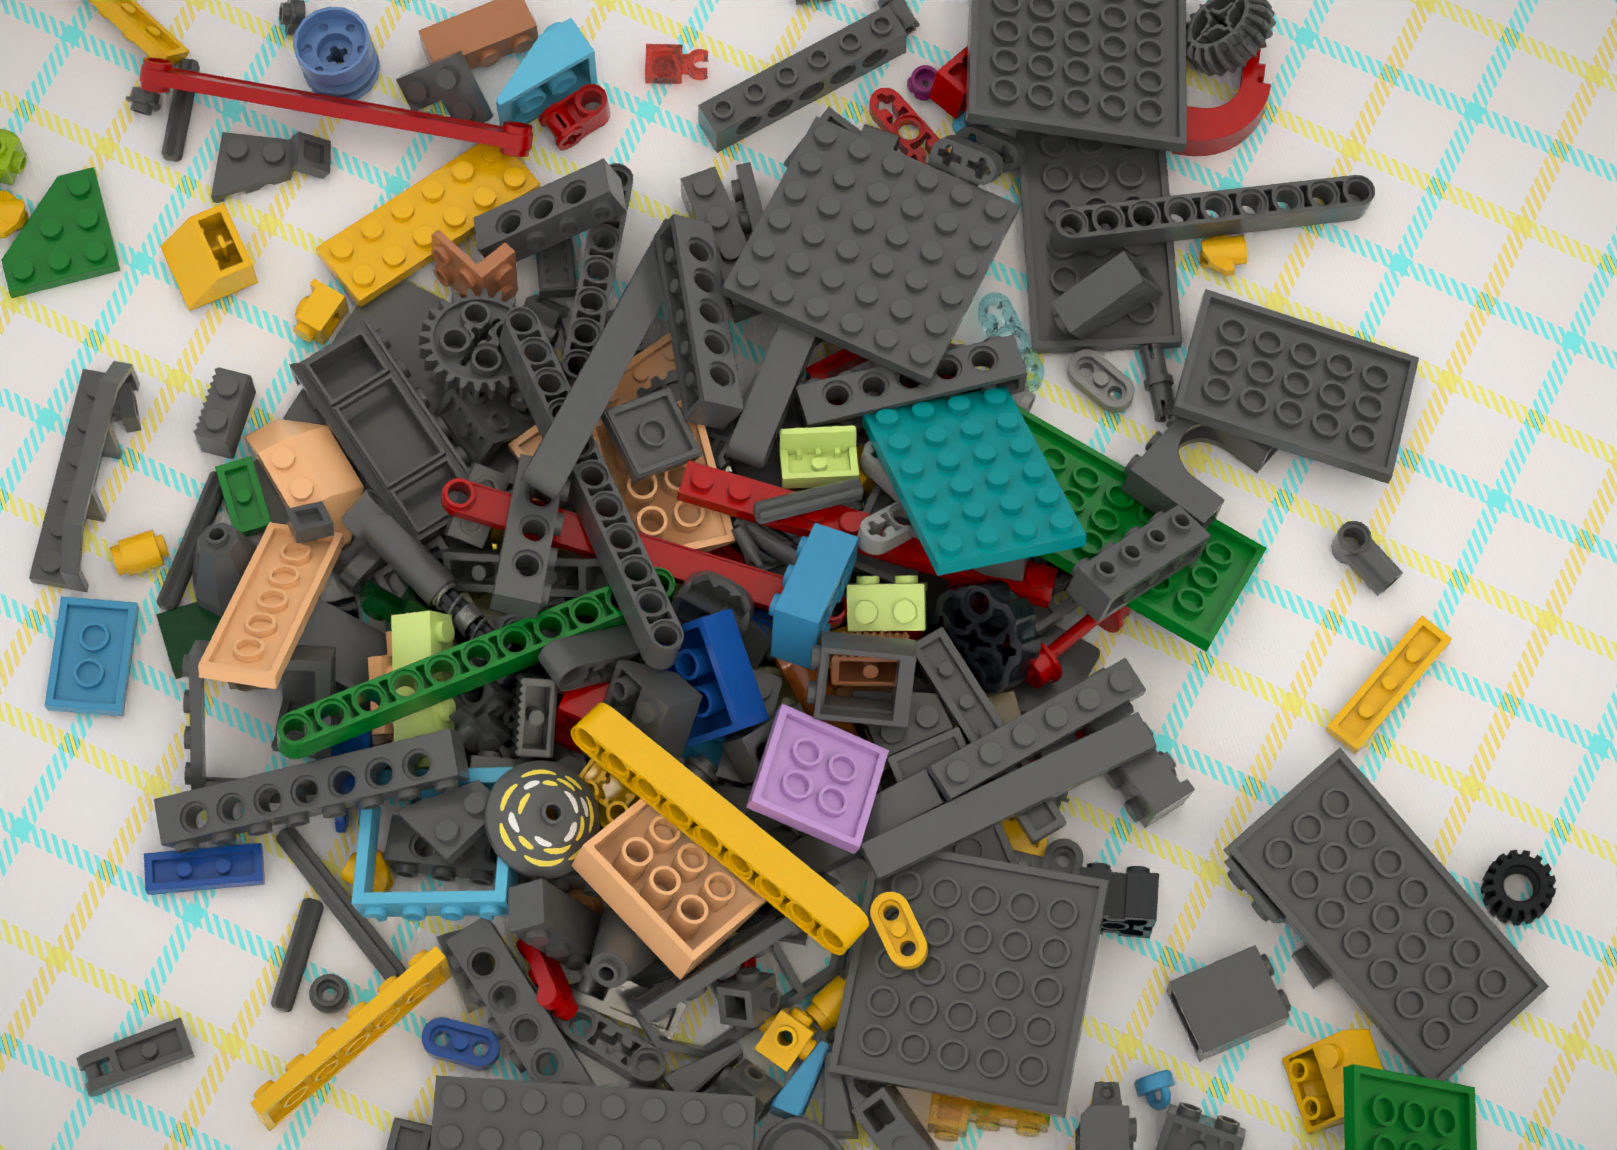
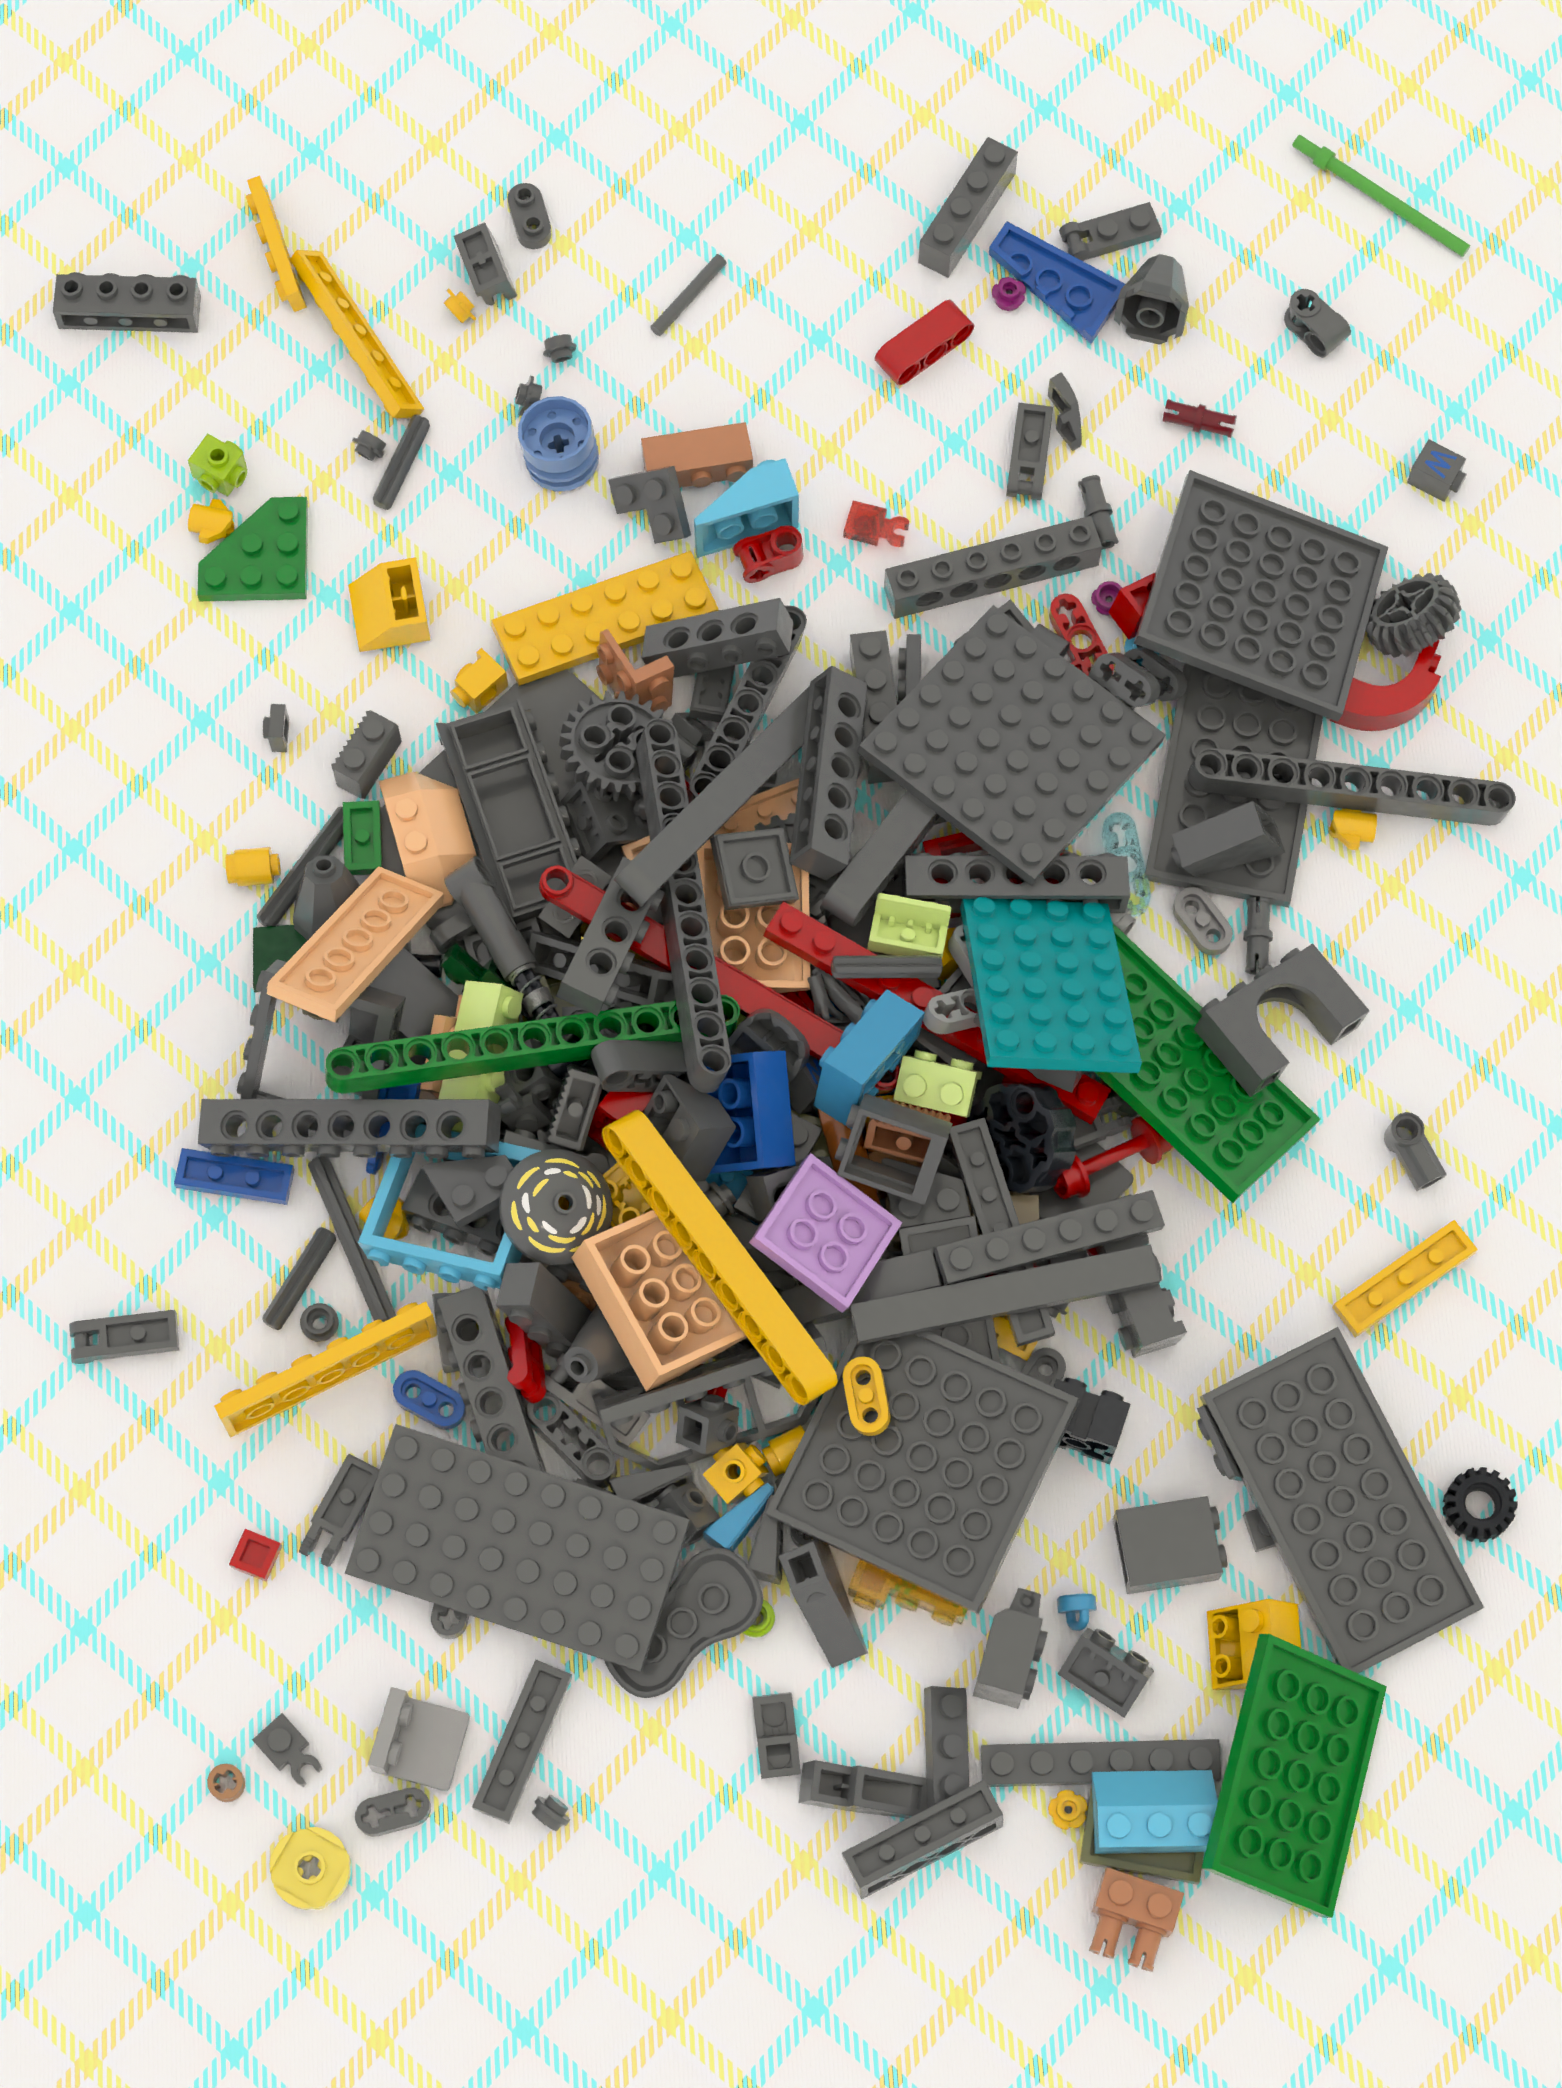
camera: 15 degrees right, 0 degrees up
(73, 491) = (213, 782): dark grey plate -> none
(92, 656) = (183, 952): dark azure plate -> none
(250, 164) = (453, 527): dark grey wing -> none
(309, 522) = (414, 874): dark grey plate -> none
(310, 155) = (510, 532): dark grey plate -> none
(512, 138) = (701, 559): red piece -> none
(1137, 562) = (1187, 1101): dark grey brick -> none
(1296, 386) = (1389, 970): dark grey plate -> none

